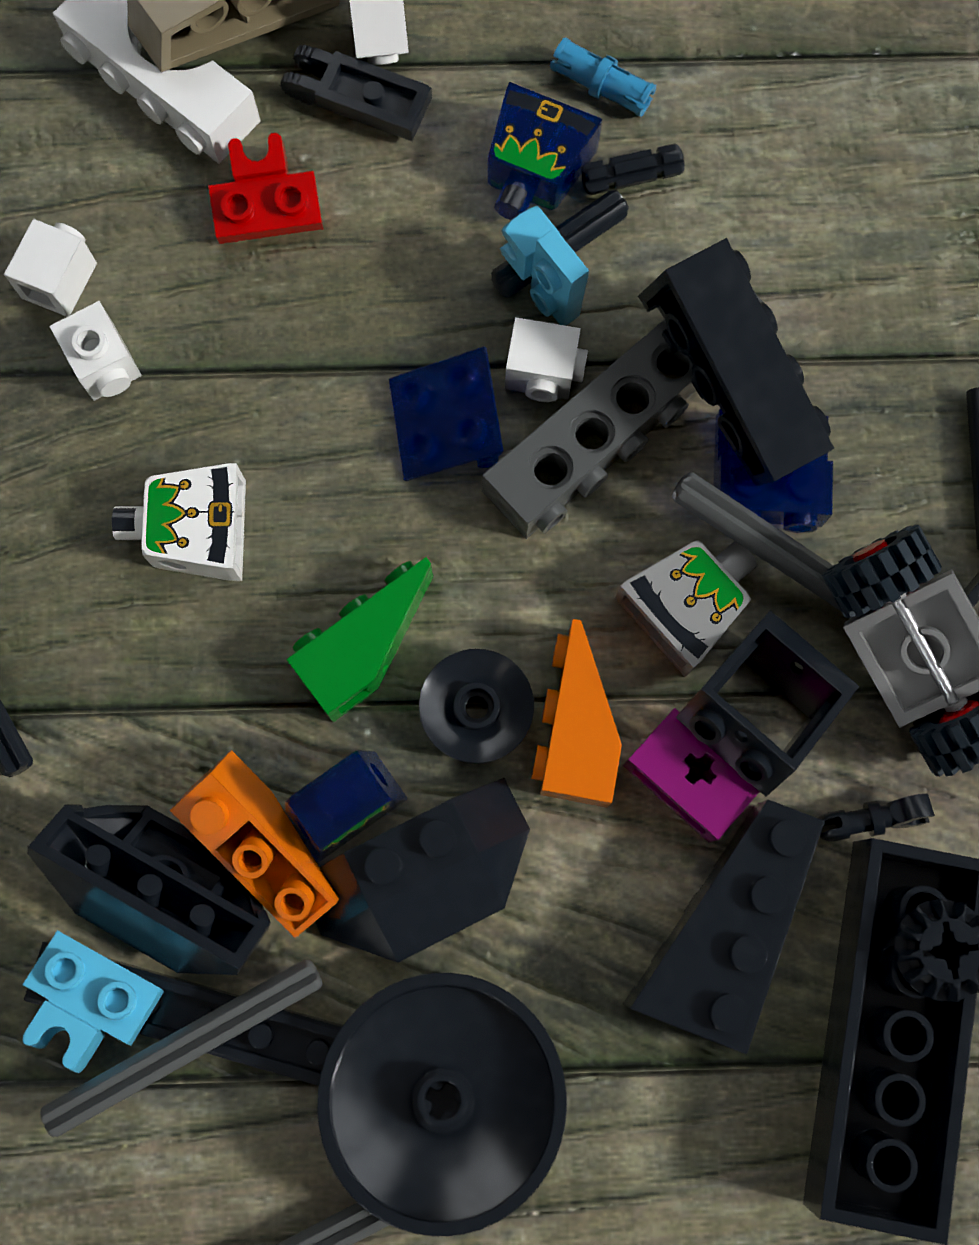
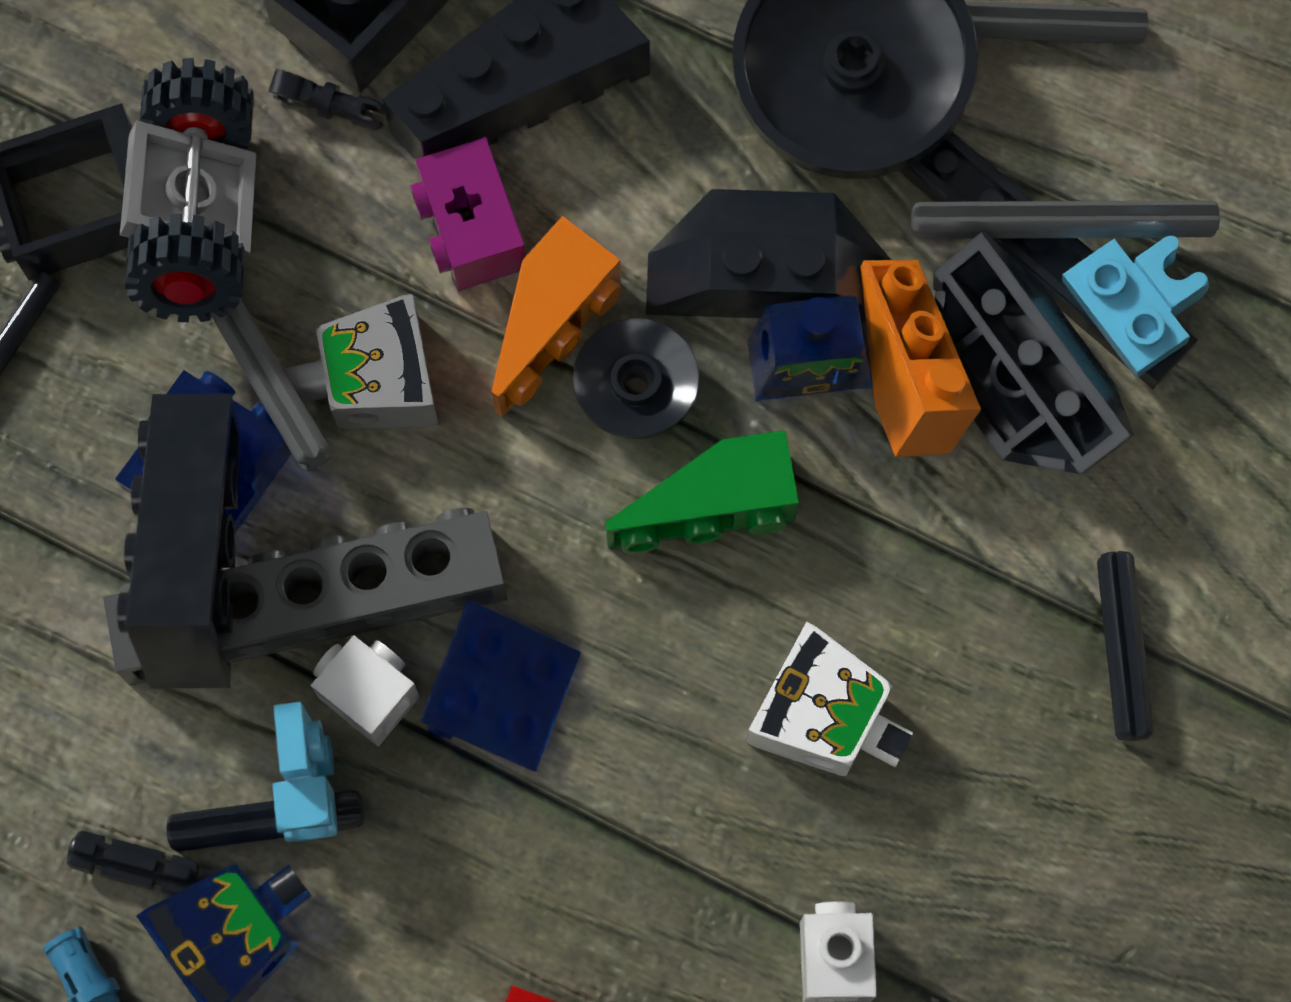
camera: 150 degrees left, 5 degrees down
(816, 690) = (311, 245): black window -> none

